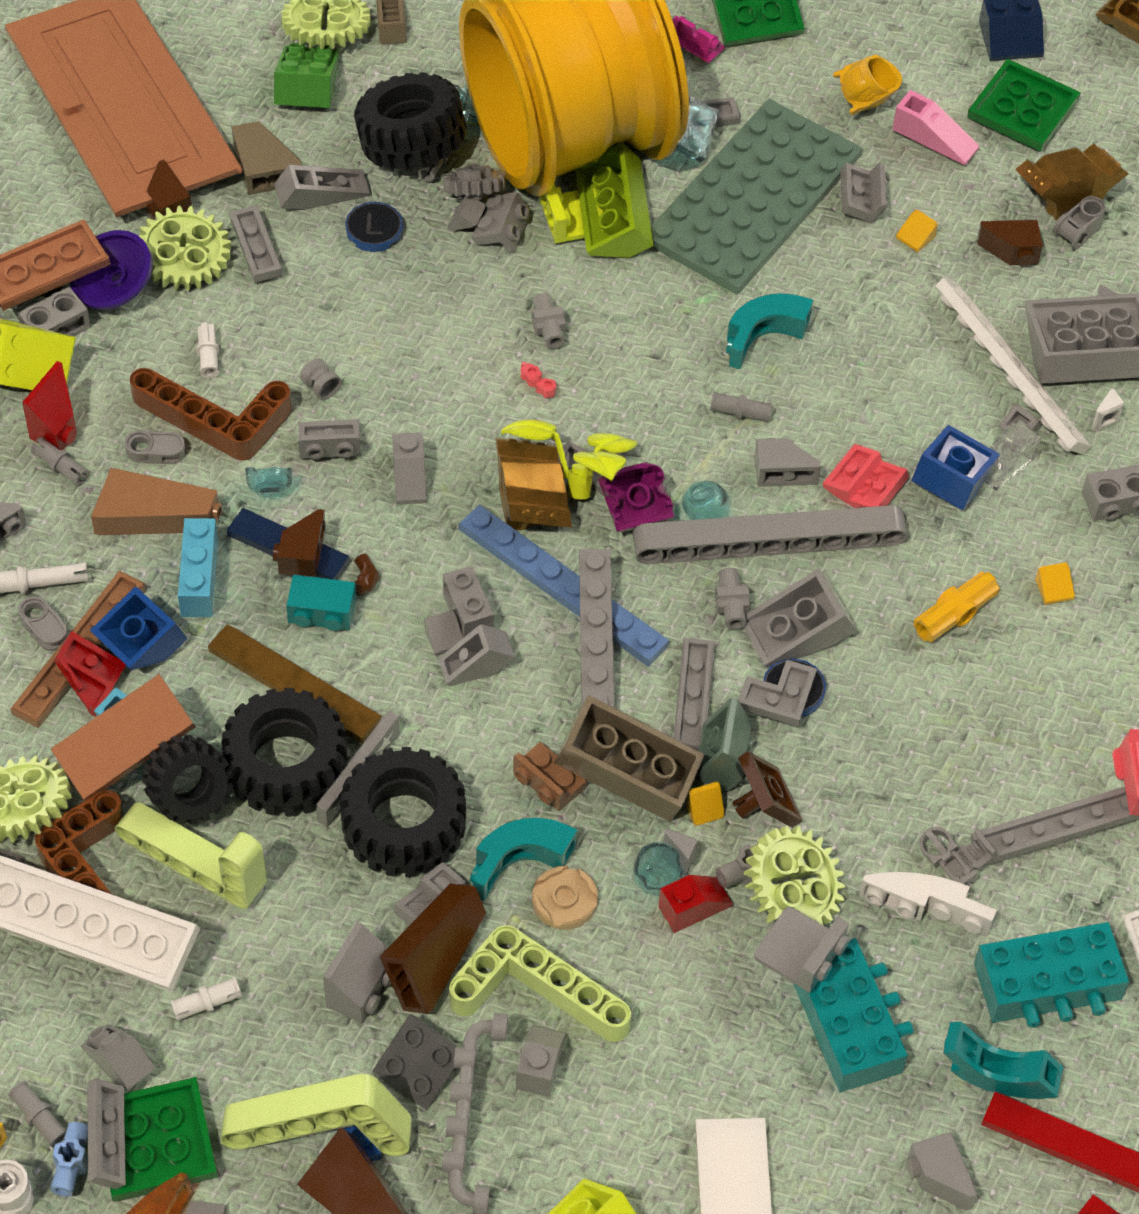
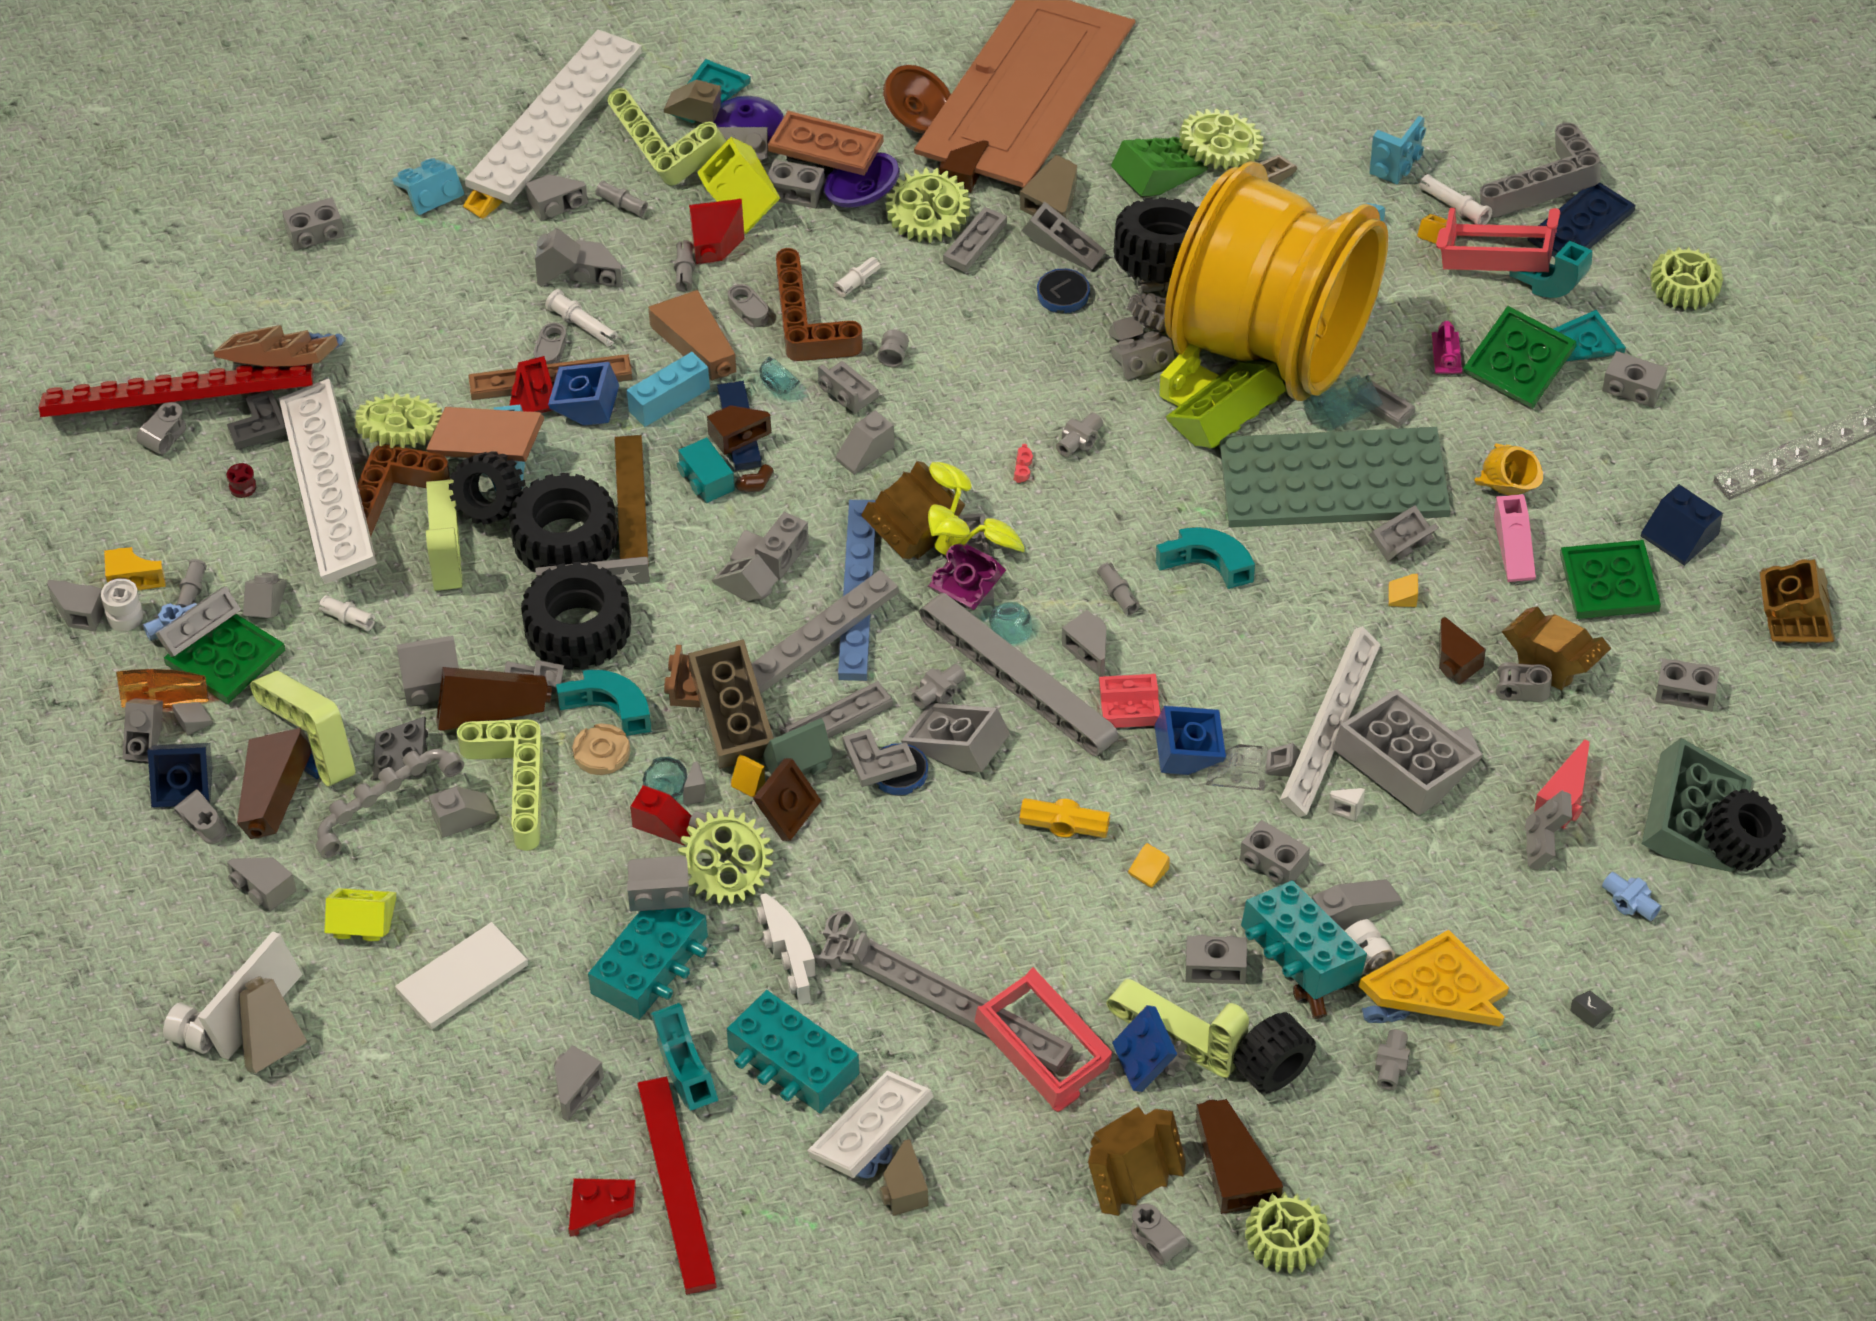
camera: 55 degrees right, 5 degrees down
(58, 172) = (914, 96): none -> dark orange dish

